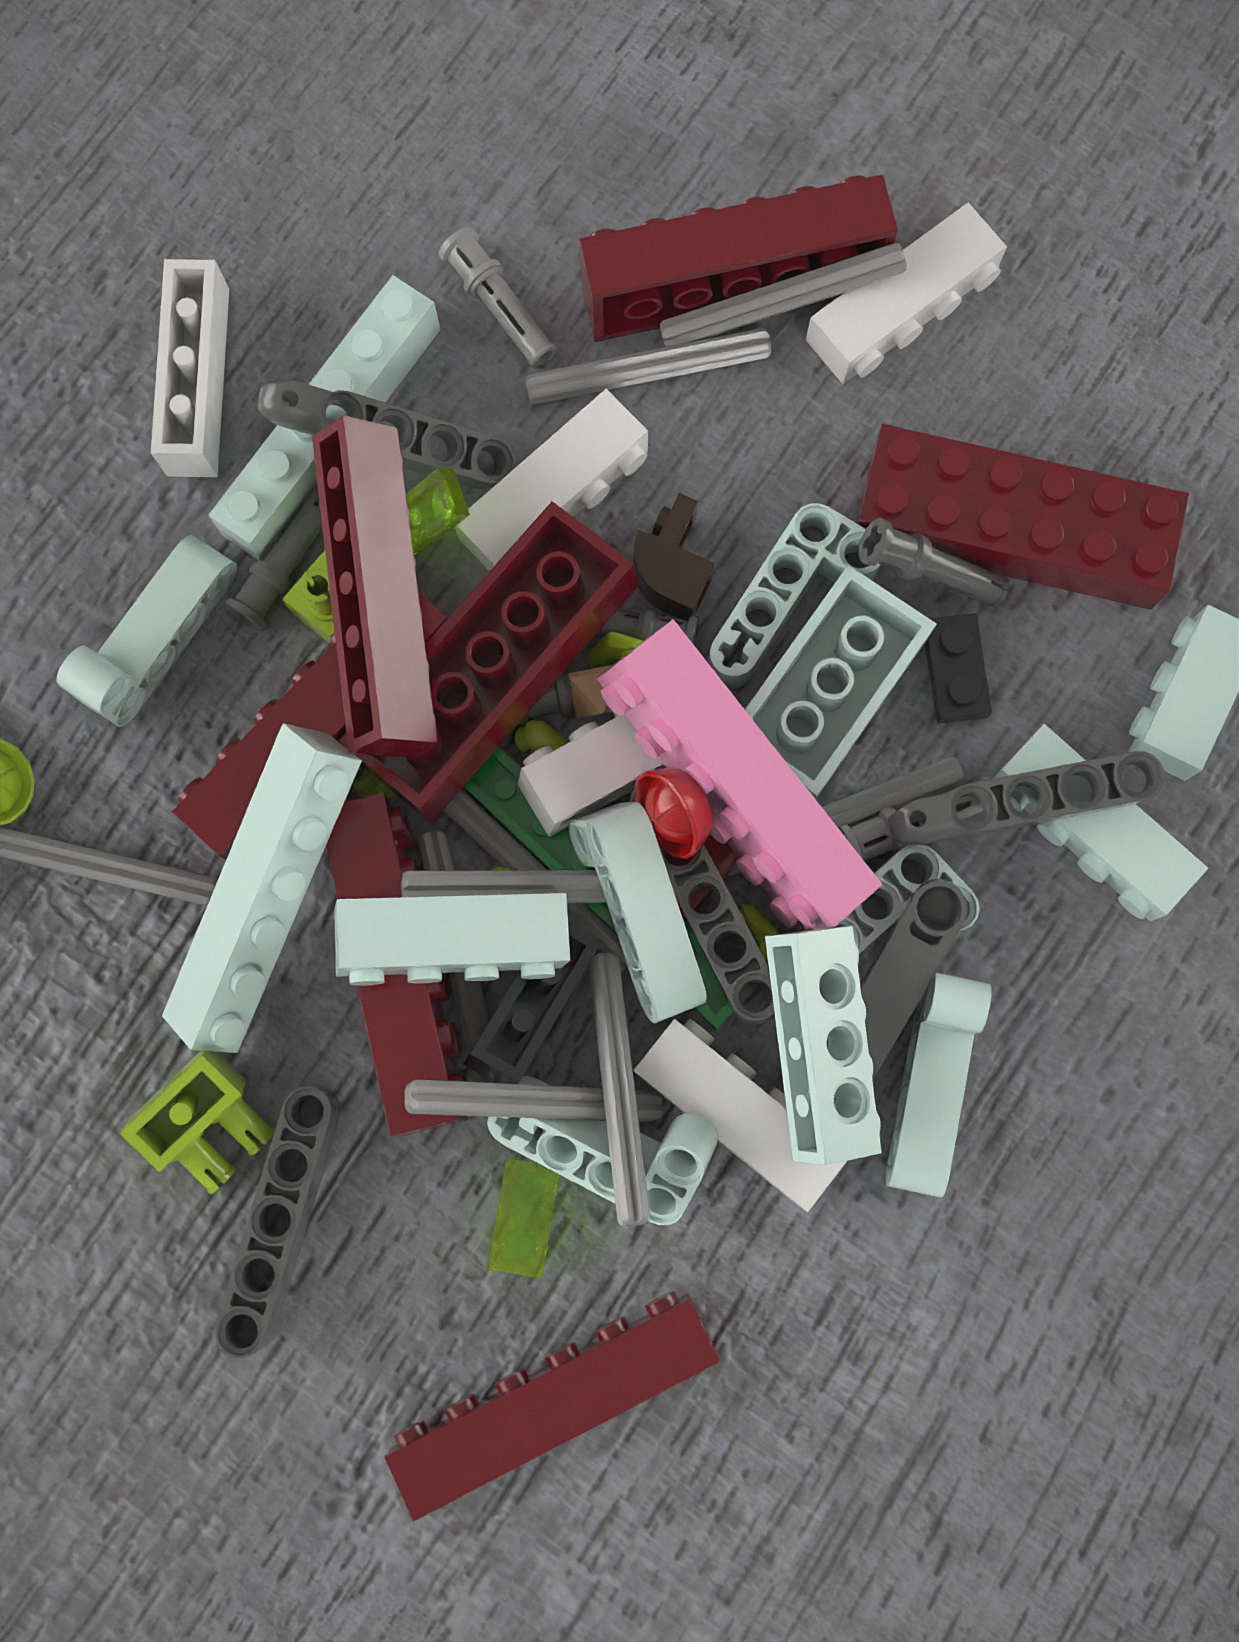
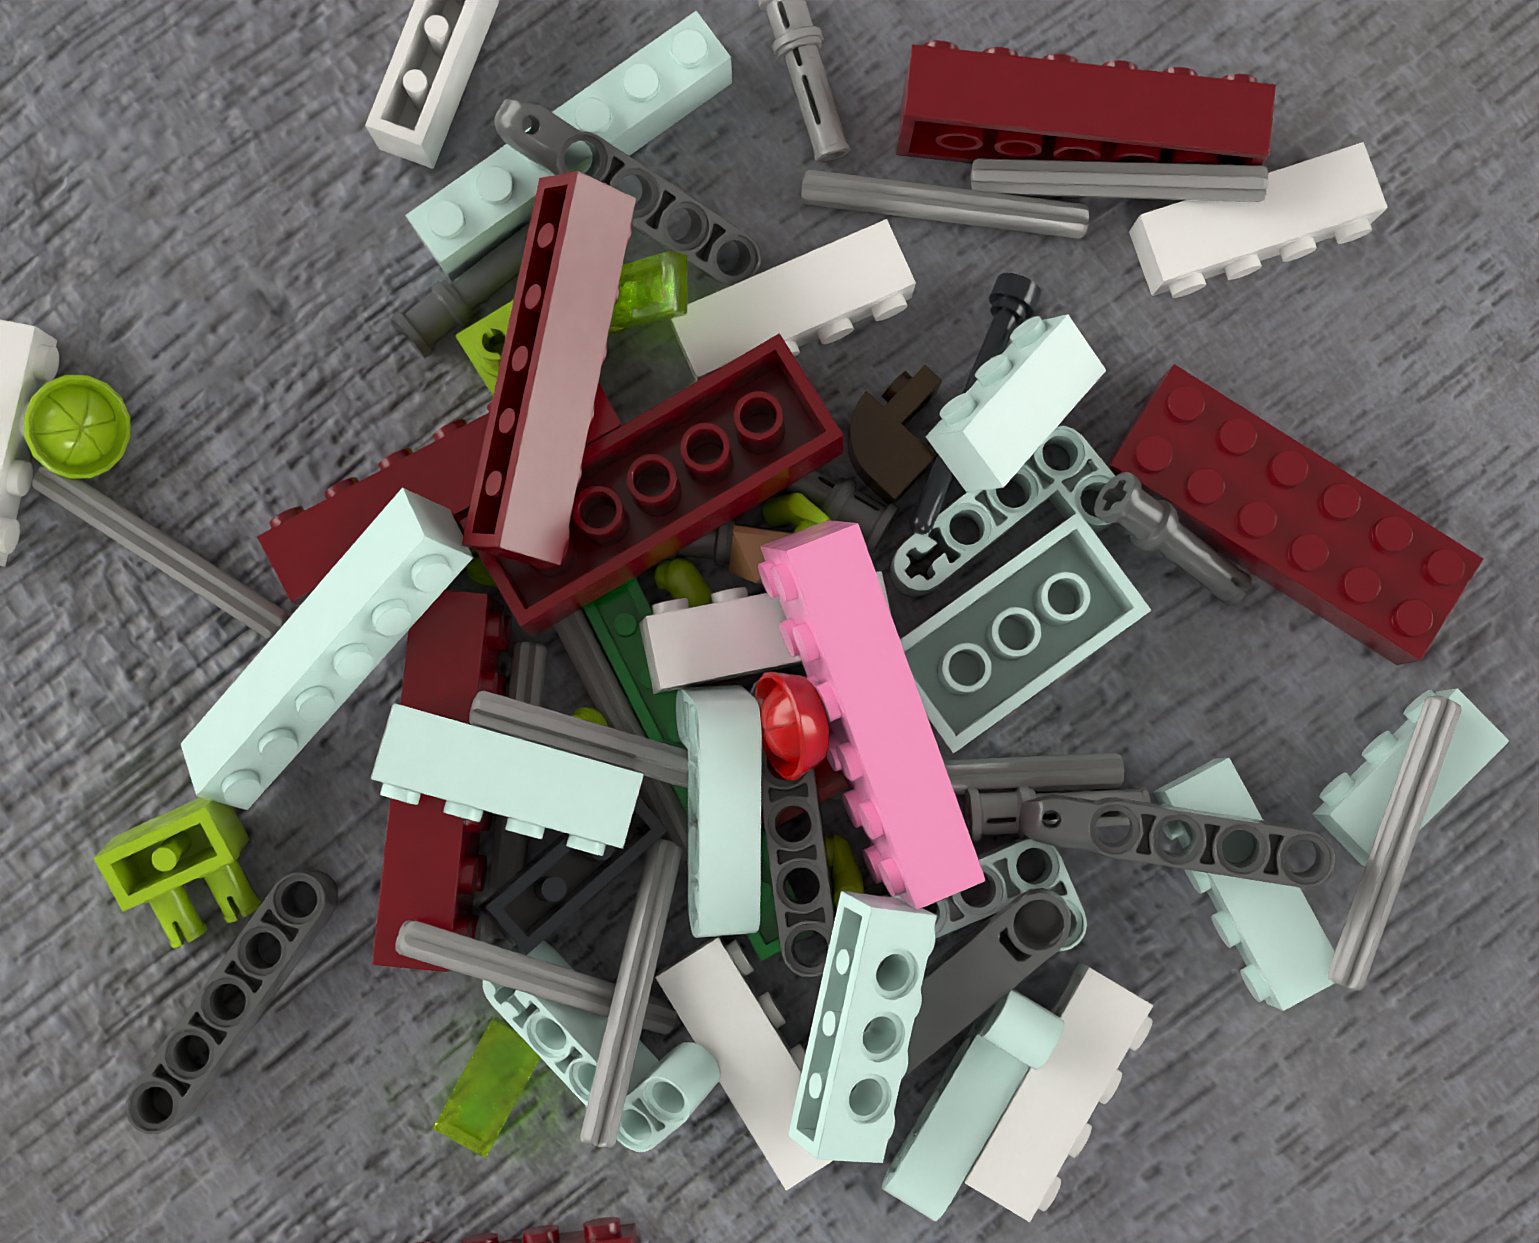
camera: 15 degrees right, 5 degrees up
(150, 634) = (303, 323): light aqua beam -> none
(731, 424) = (1011, 301): none -> black piece
(764, 497) = (1015, 402): none -> light aqua brick
(957, 669) = (1160, 659): black plate -> none
(1007, 1053) = (1054, 1103): none -> white brick
(1204, 745) = (1394, 842): none -> light grey axle

